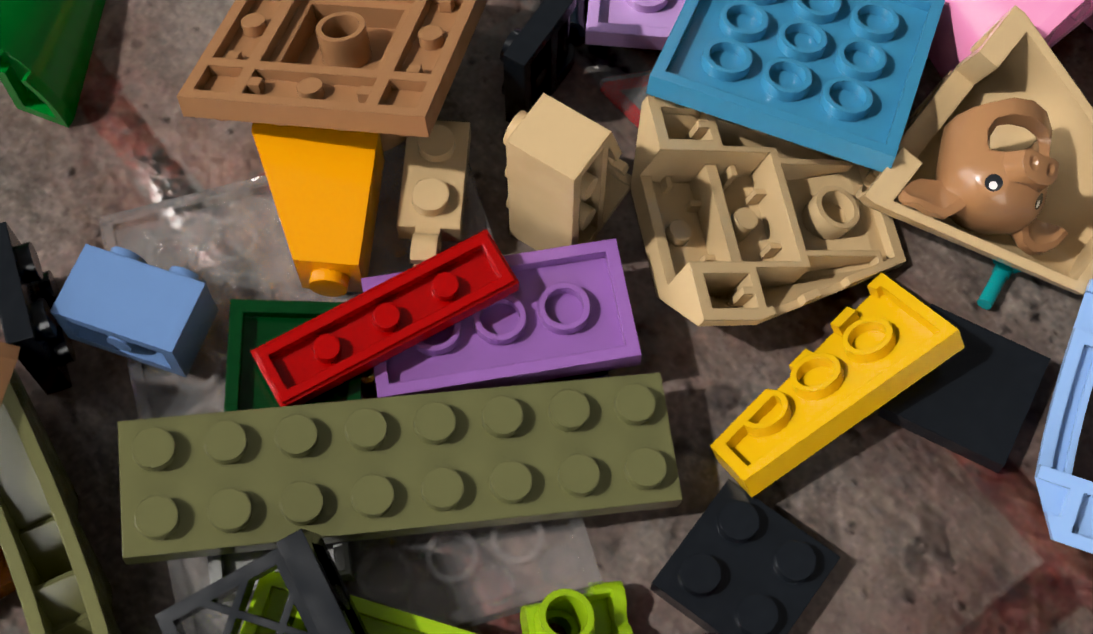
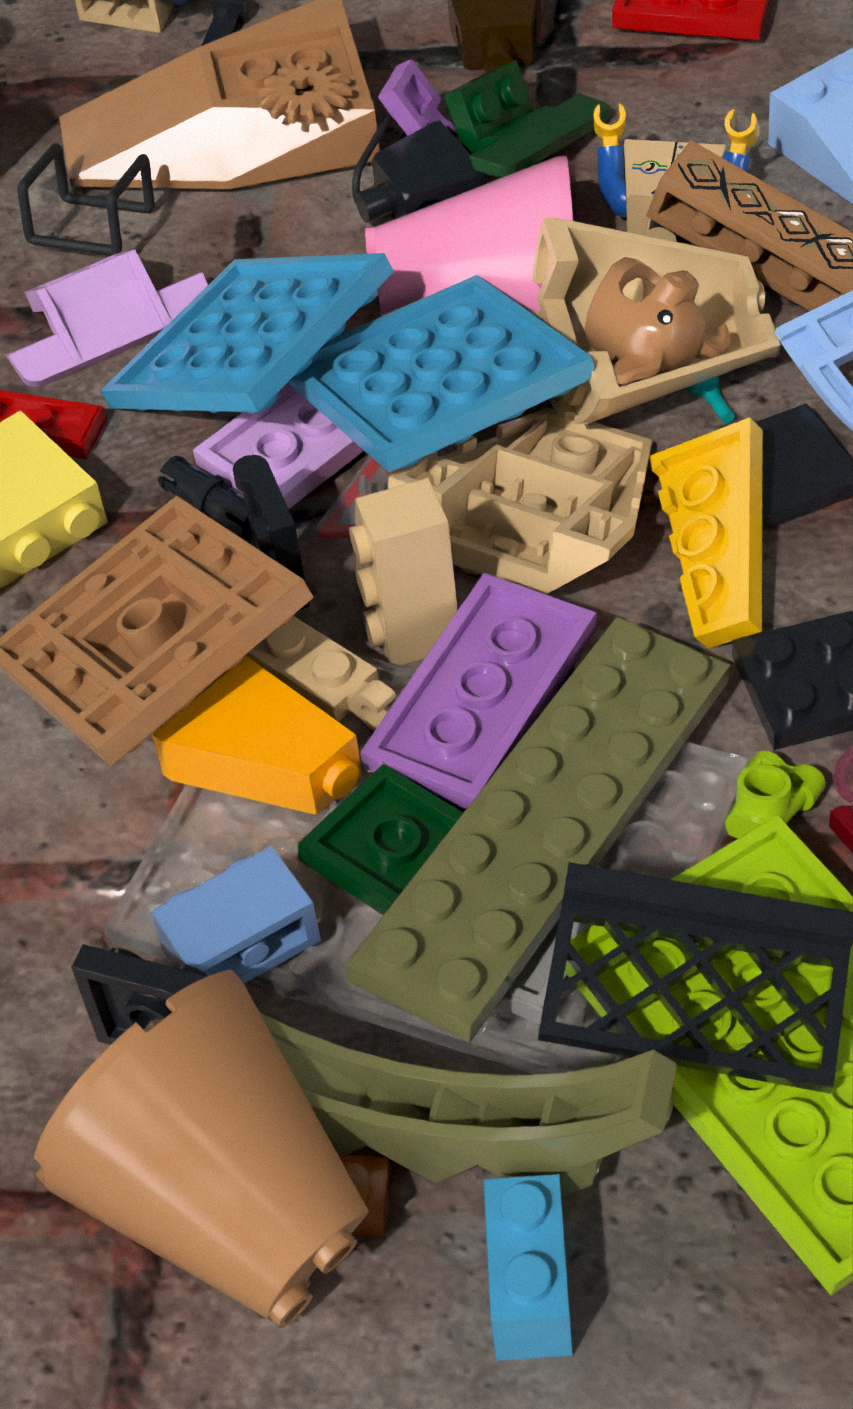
camera: 45 degrees left, 15 degrees down
(385, 320) = (418, 751): red tile -> none

